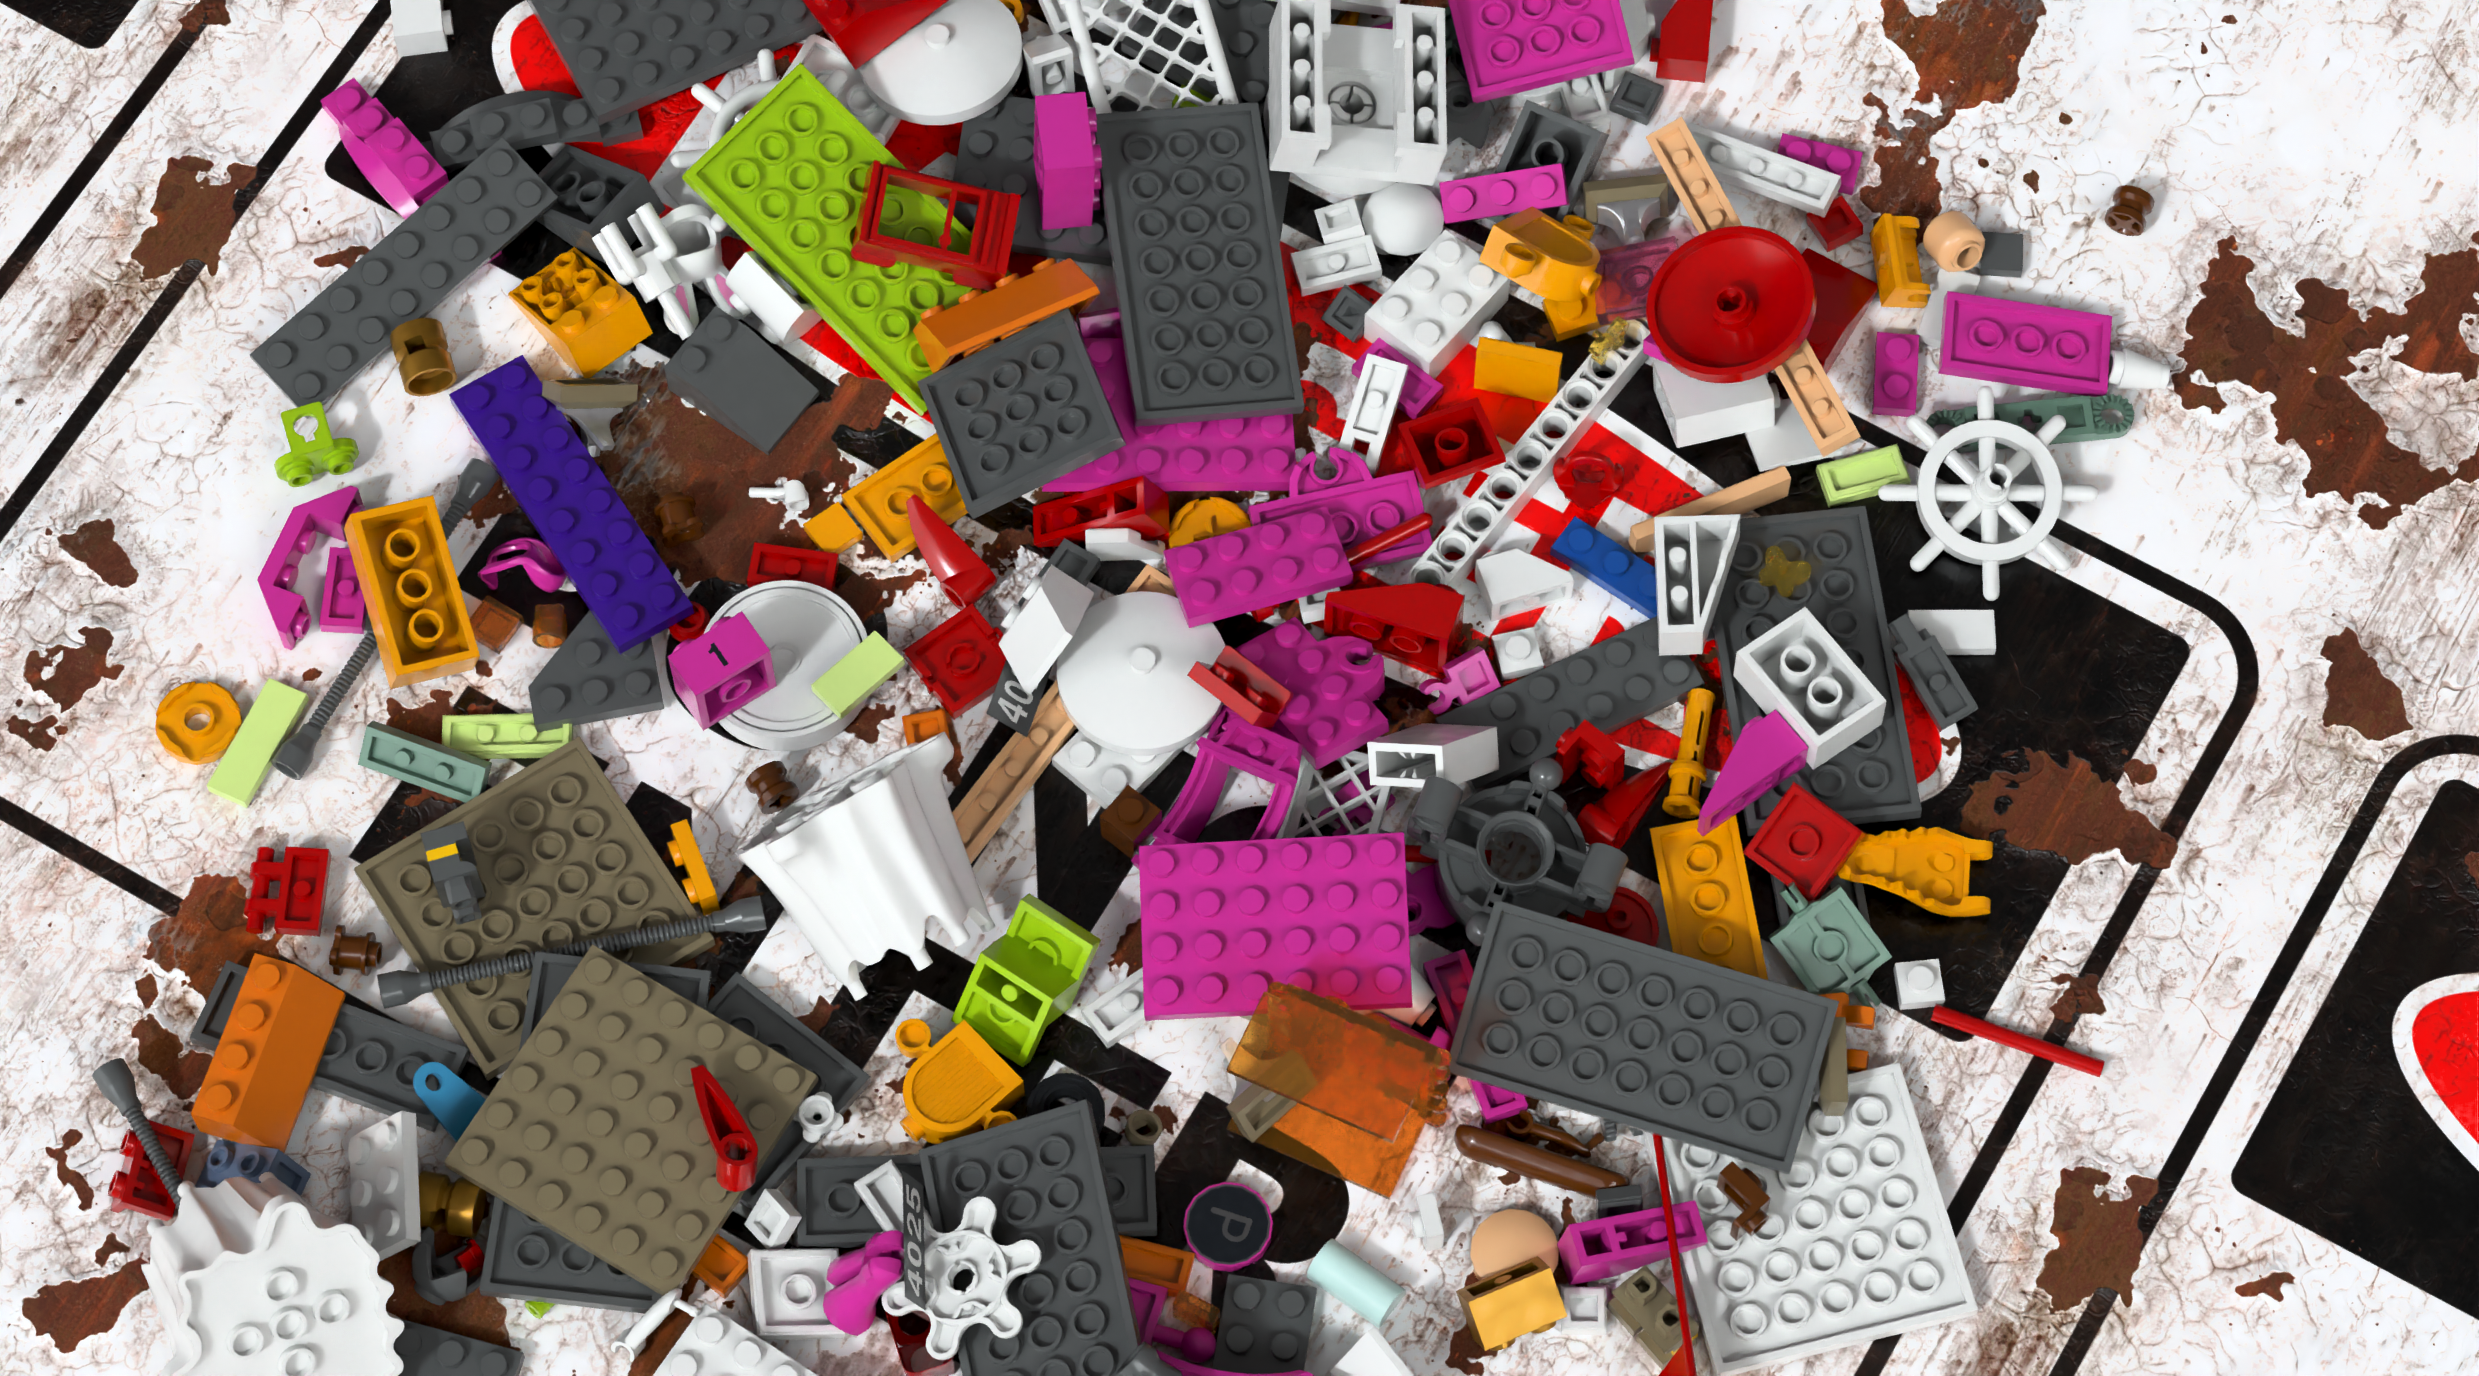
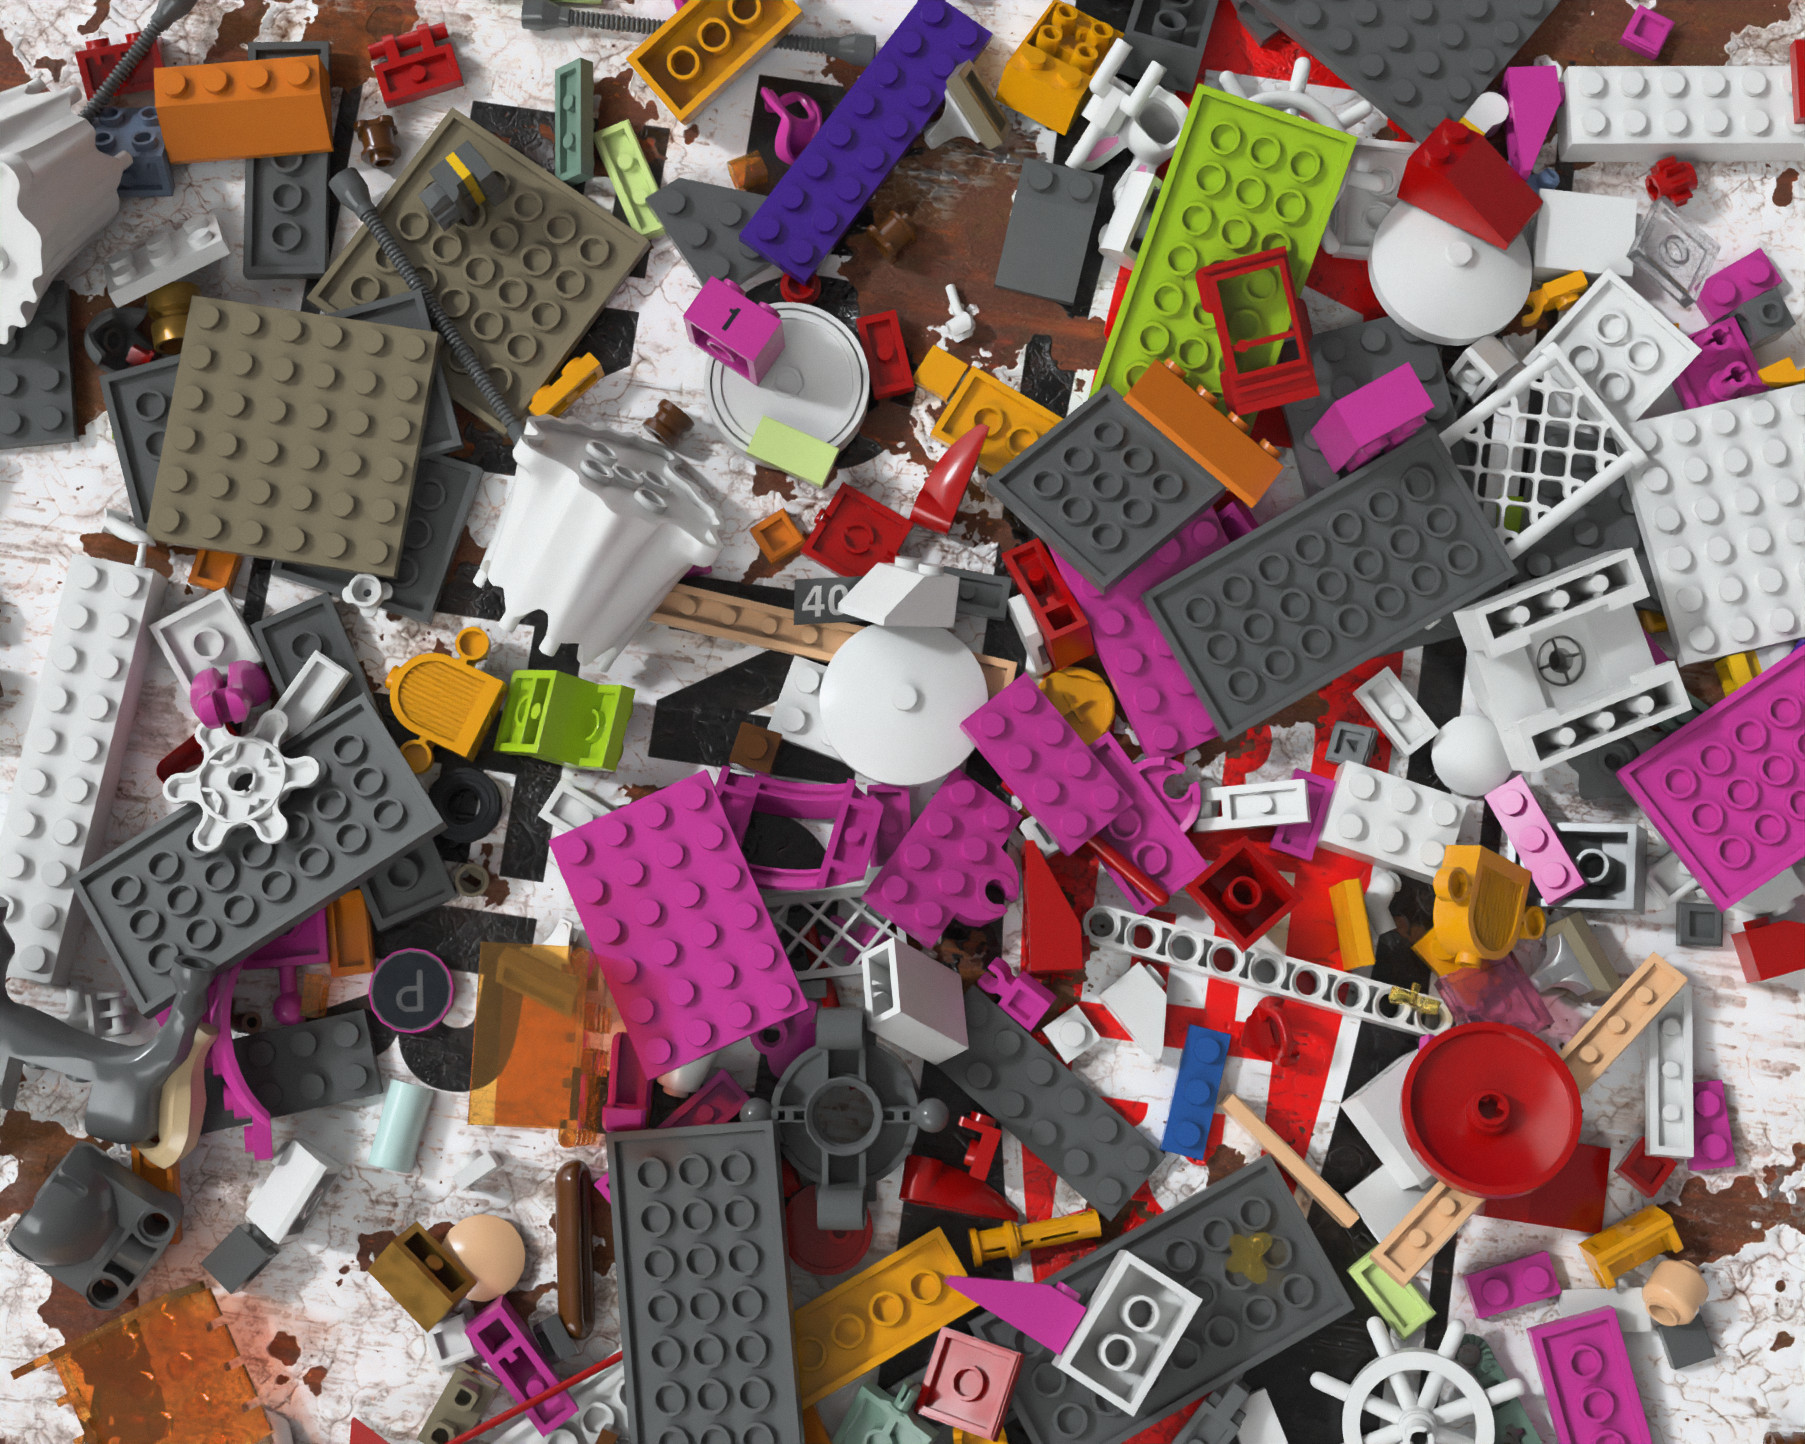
camera: 65 degrees right, 15 degrees up
(454, 1100) = (267, 281): dark azure piece -> none
(495, 624) = (731, 123): clear orange tile -> none
(727, 1132) = (294, 515): red piece -> none
(773, 1219) = (264, 595): white plate -> none
(913, 1240) = (252, 724): dark grey sticker -> none
(1243, 687) = (906, 799): red bracket -> none
(1339, 222) = (1440, 698): white plate -> none
(1555, 1135) = (605, 1252): reddish brown piece -> none
(1690, 576) = (1199, 1171): white wedge -> none

